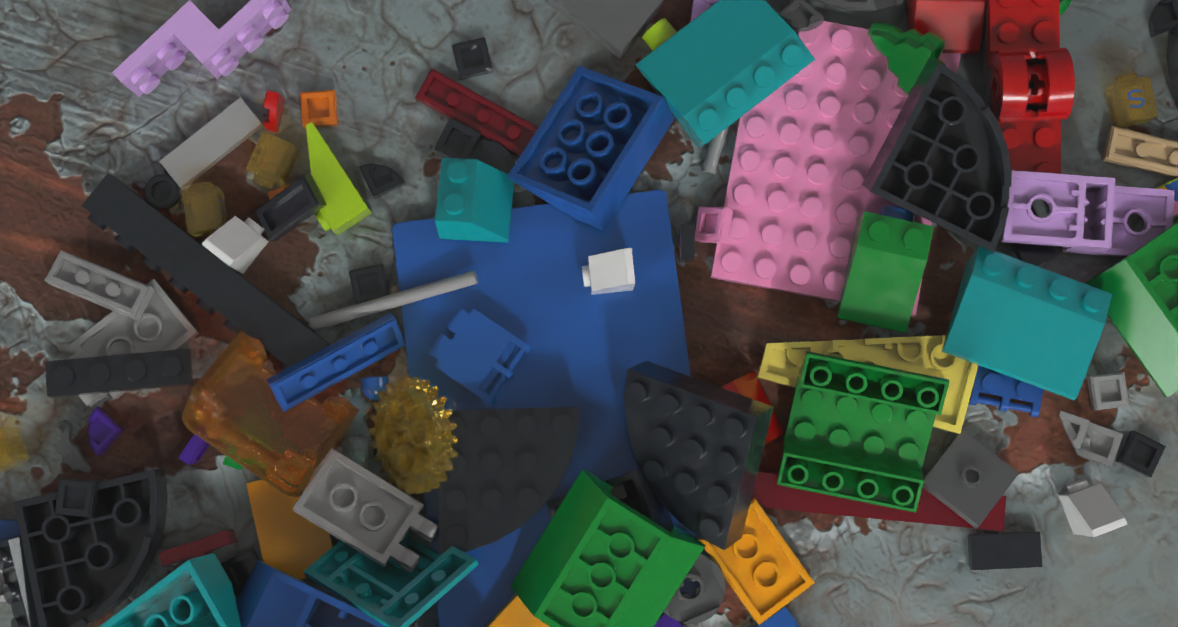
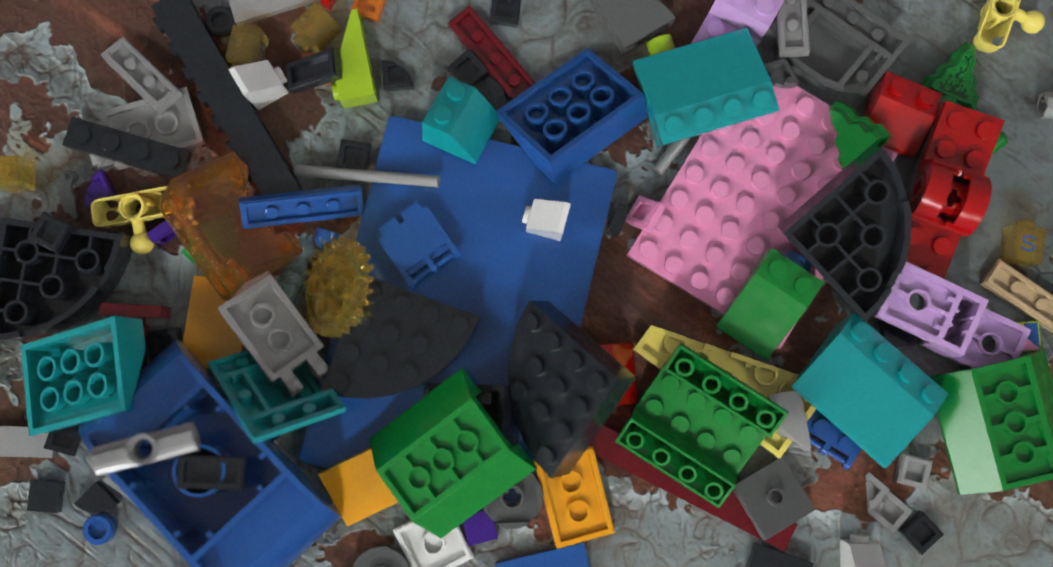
camera: 25 degrees right, 0 degrees up
(171, 427) = (150, 210): none -> light yellow piece
(961, 389) = (795, 423): none -> light grey slope

